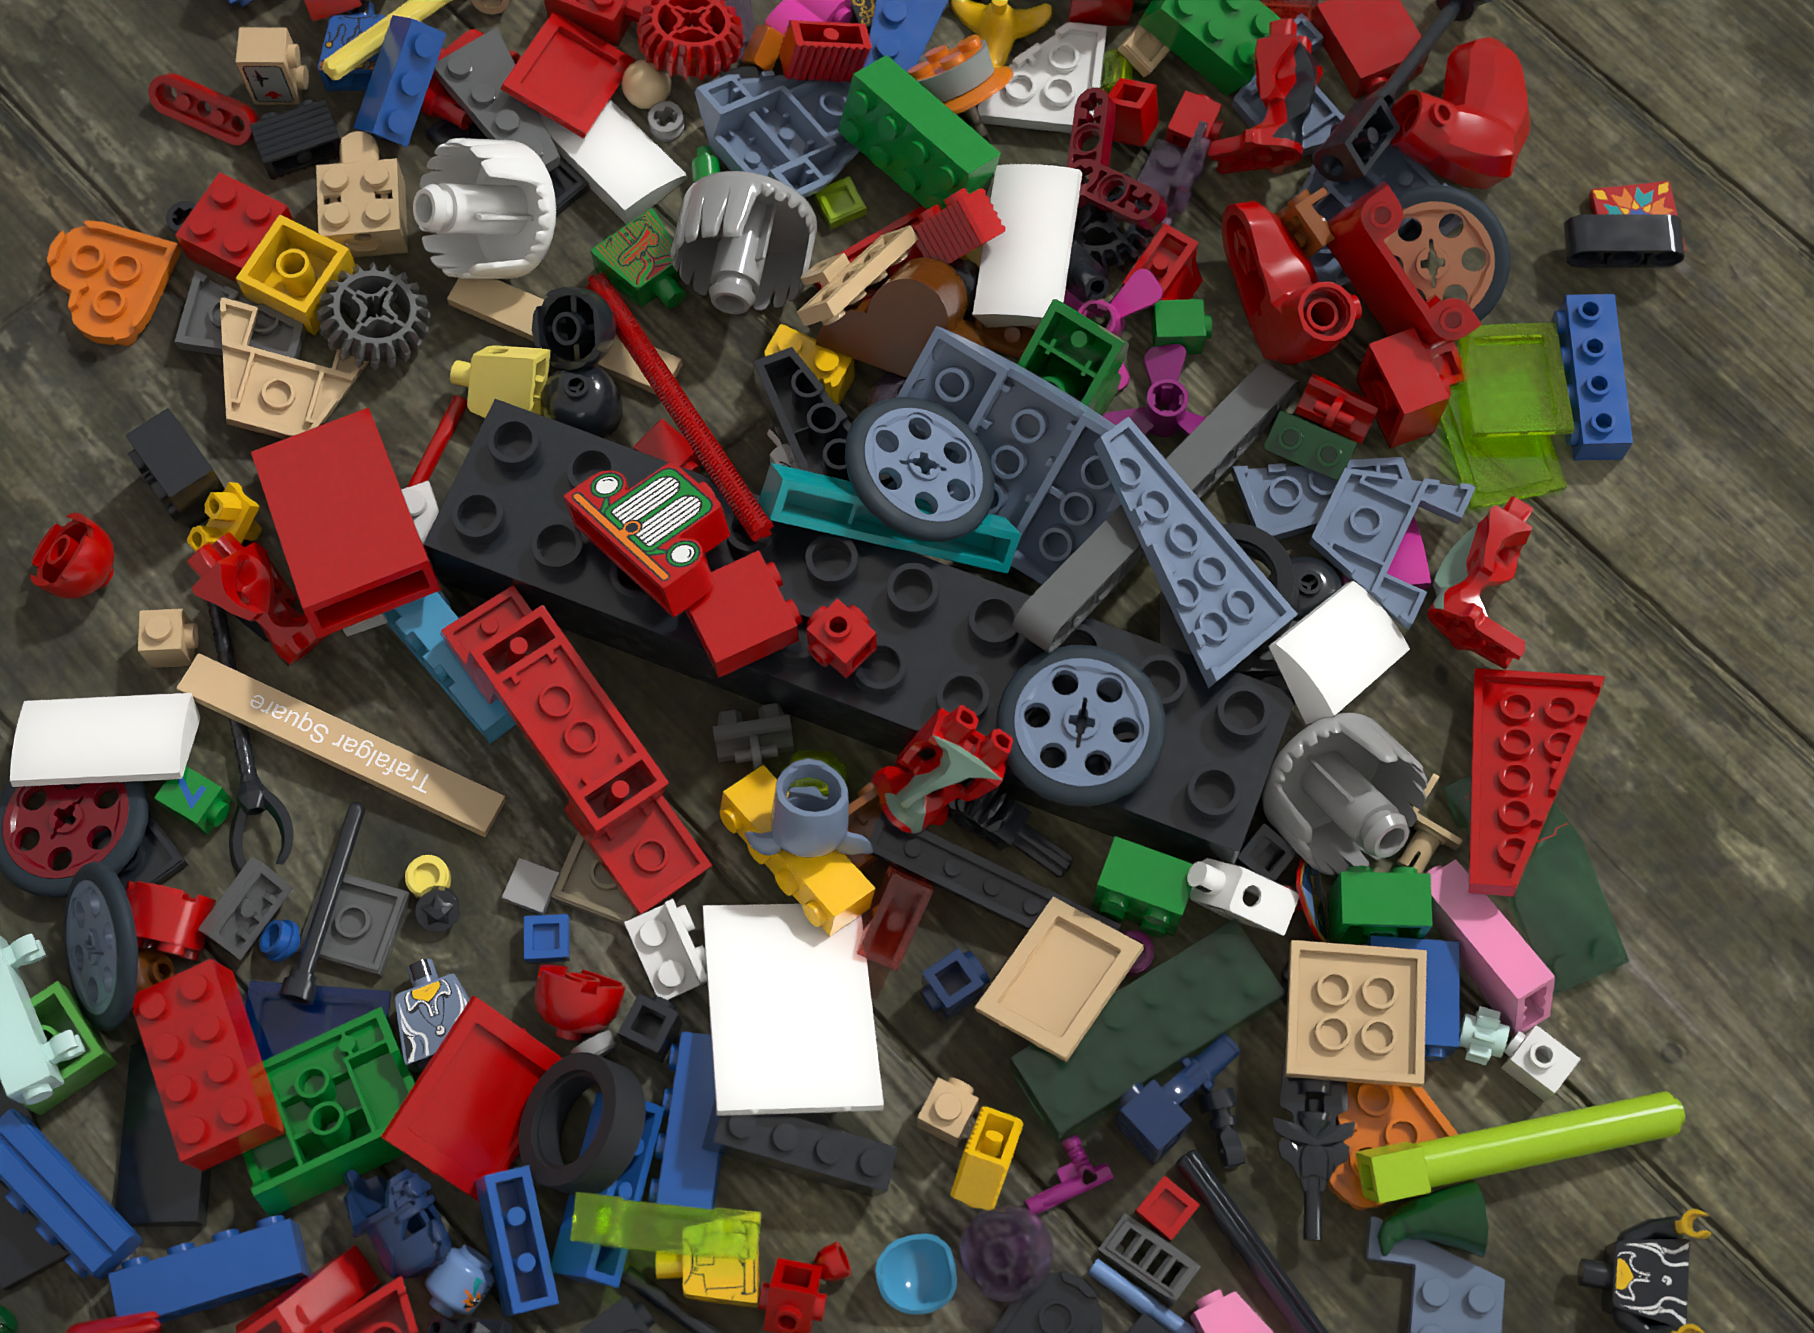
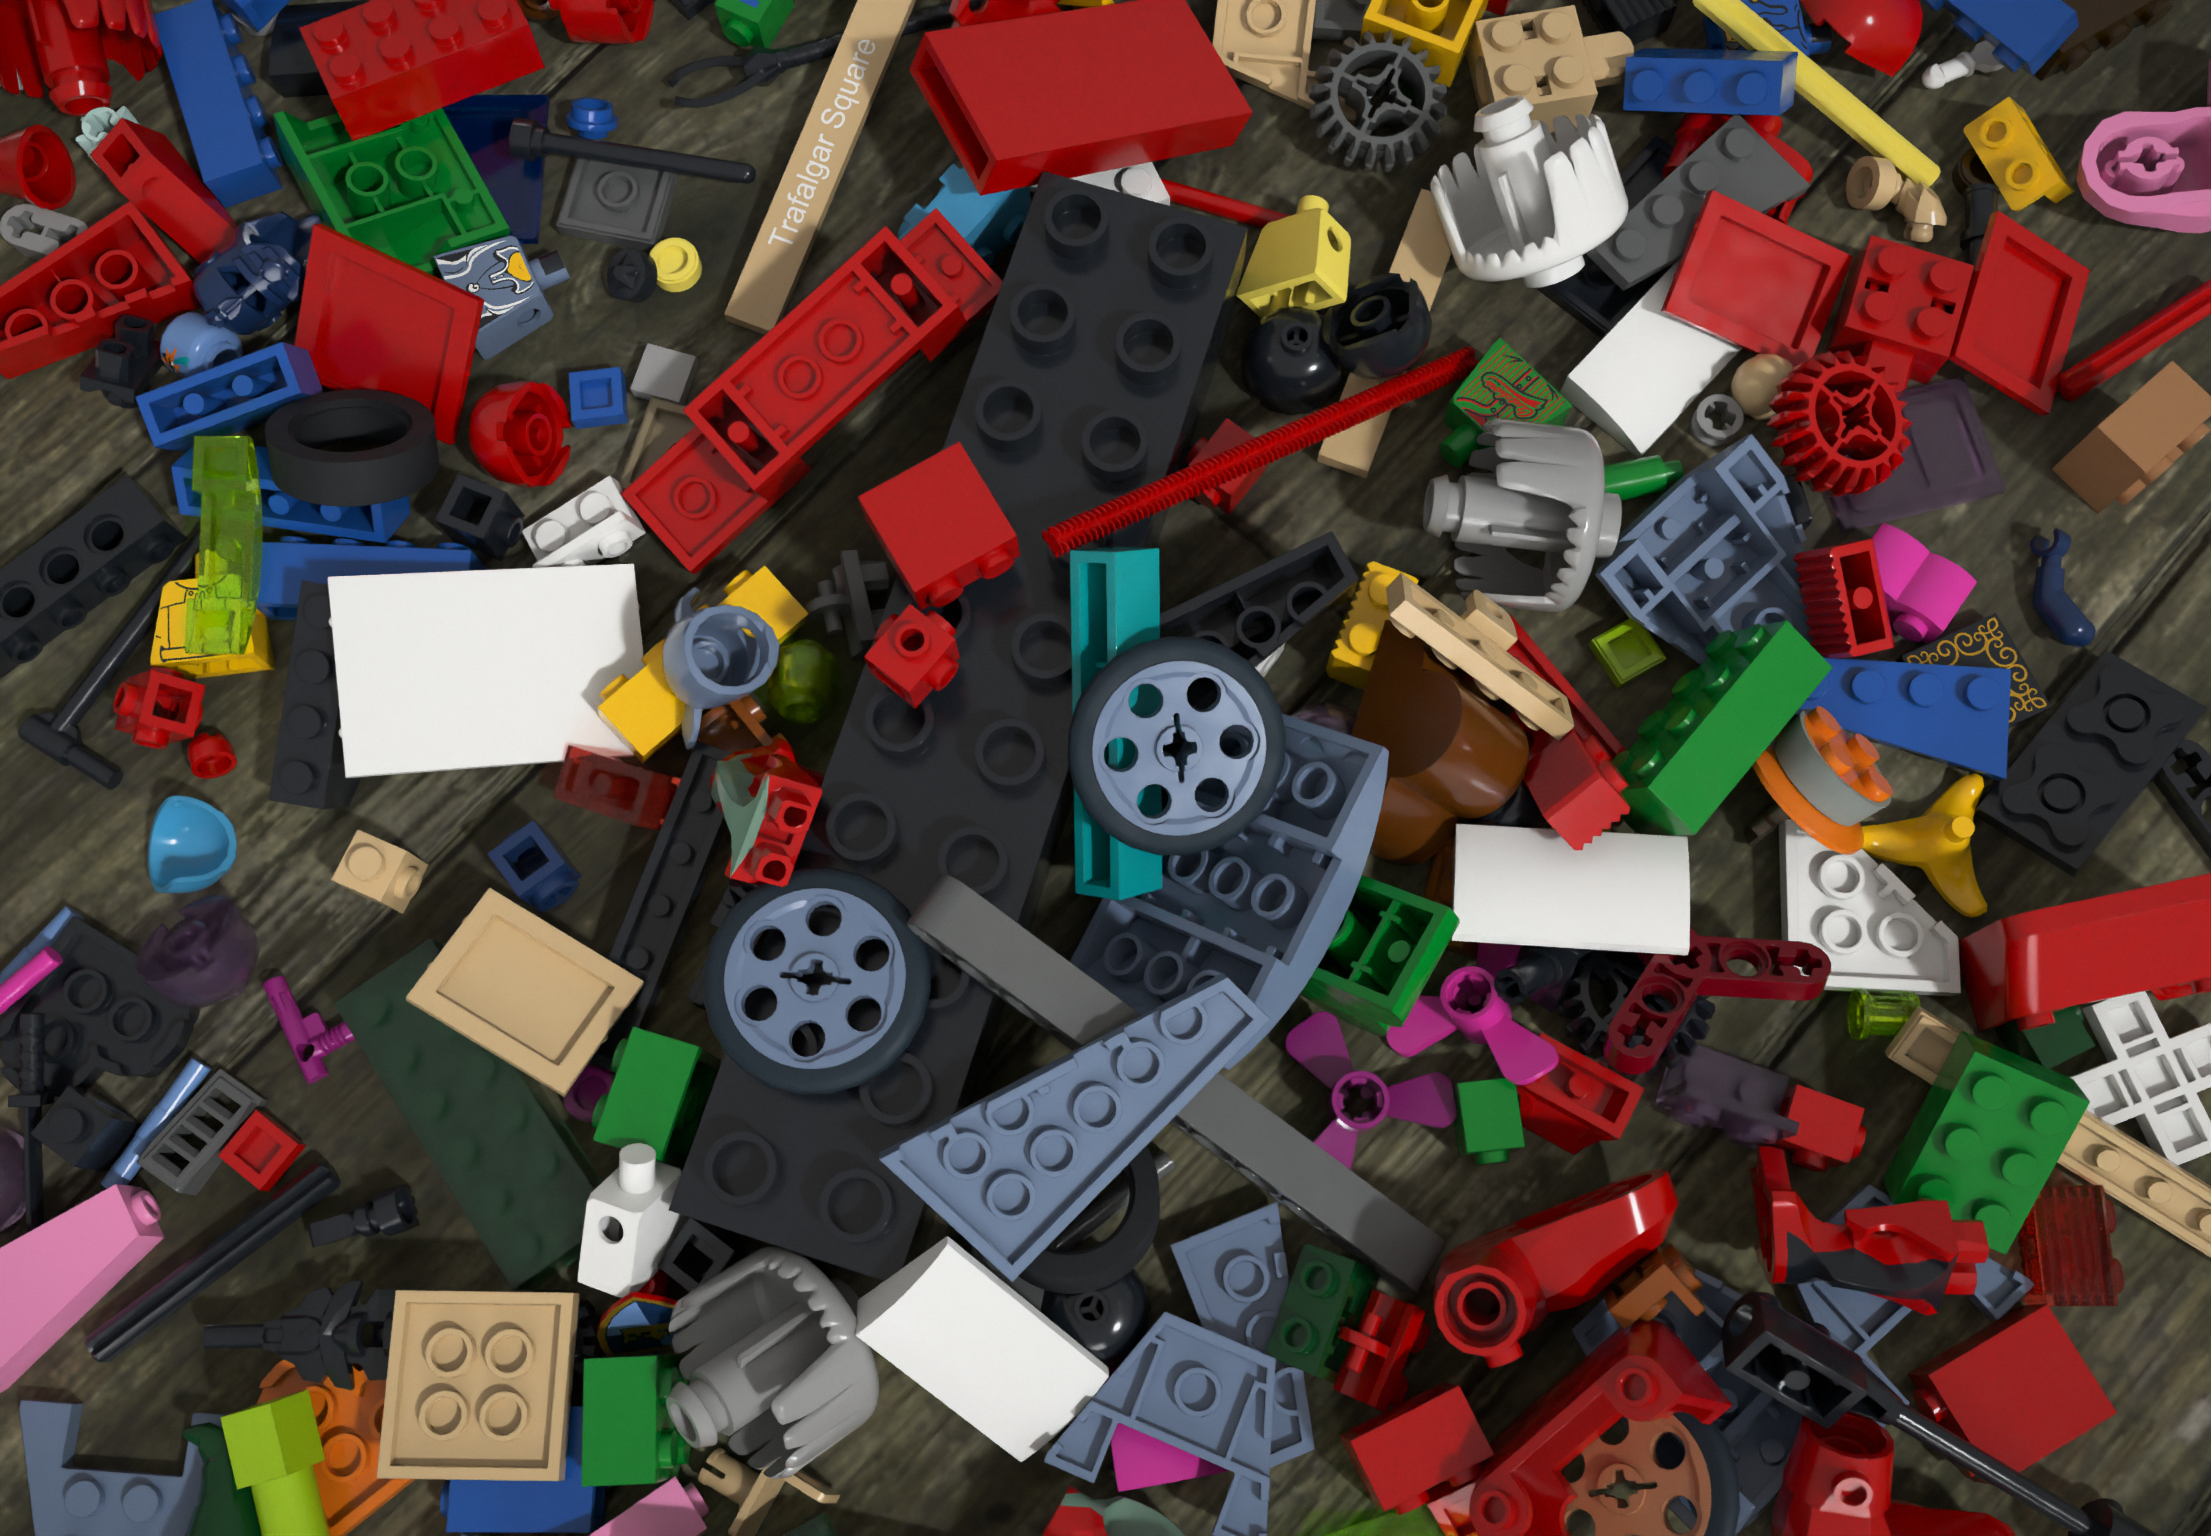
camera: 90 degrees right, 5 degrees up
(245, 908) = (617, 69): dark grey bracket -> none
(598, 1045) = (462, 460): light grey tile -> none
(653, 530) = (1034, 406): brick -> none
(763, 48) = (1838, 525): orange slope -> none
(986, 1159) = (307, 917): yellow brick -> none
(1135, 111) = (1819, 1034): red brick -> none
(1154, 1114) = (360, 1127): dark blue brick -> none

